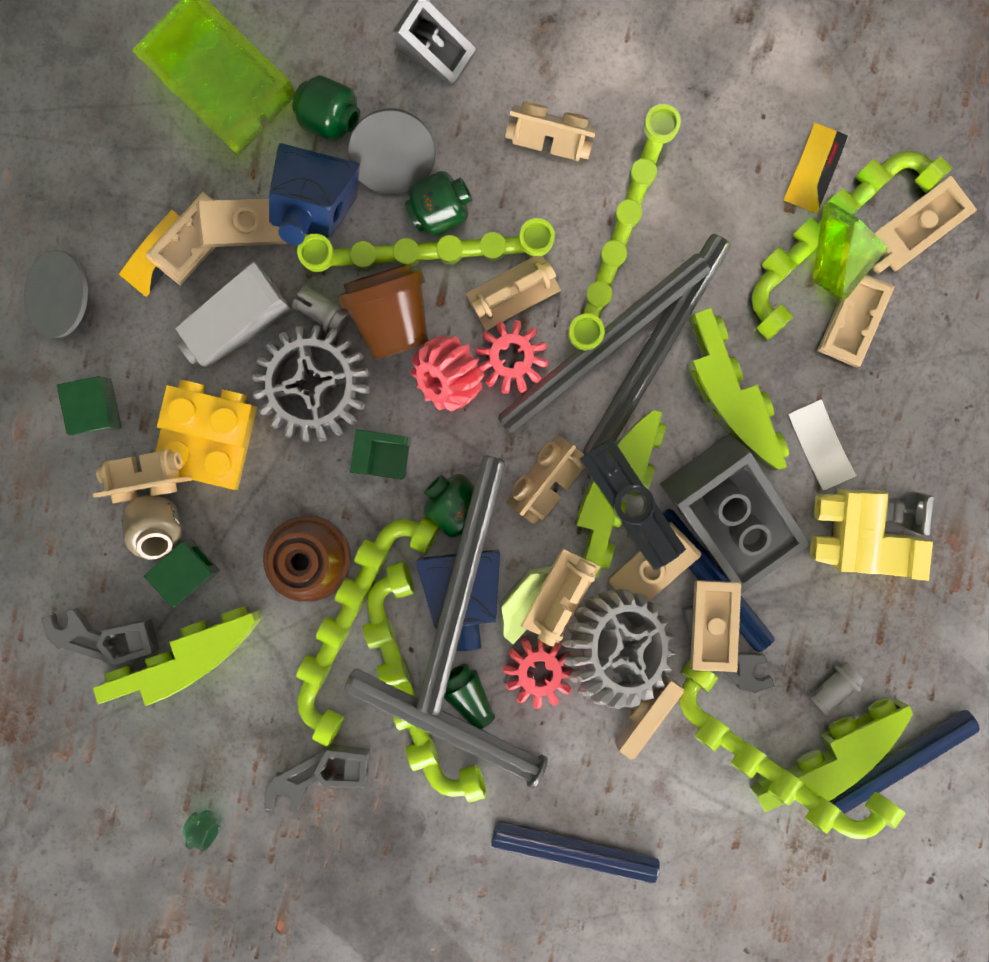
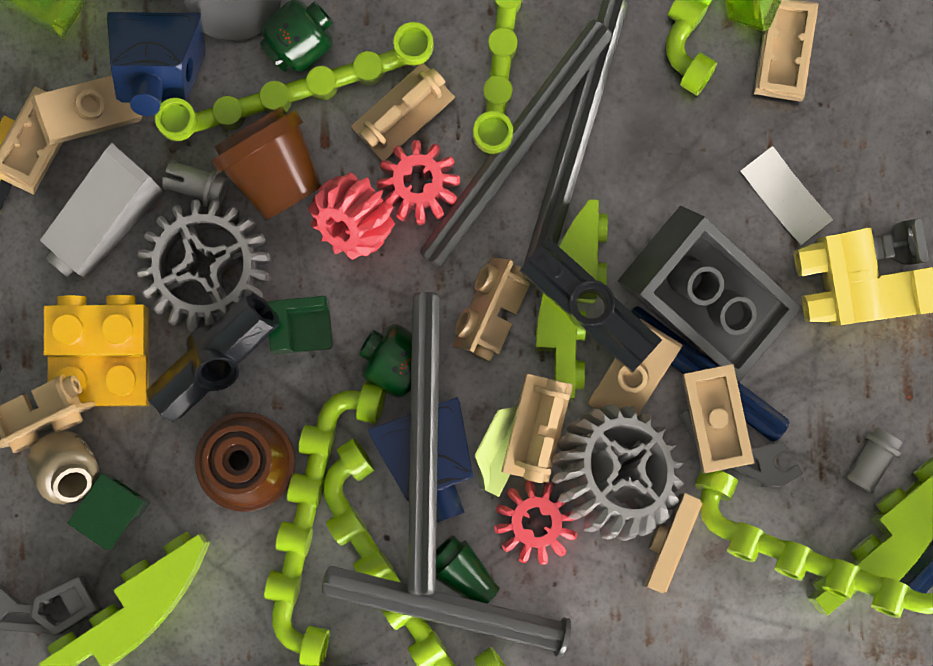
camera: 10 degrees left, 5 degrees down
(300, 465) = (212, 357): none -> black piece
(738, 411) = (682, 178): lime slope -> none

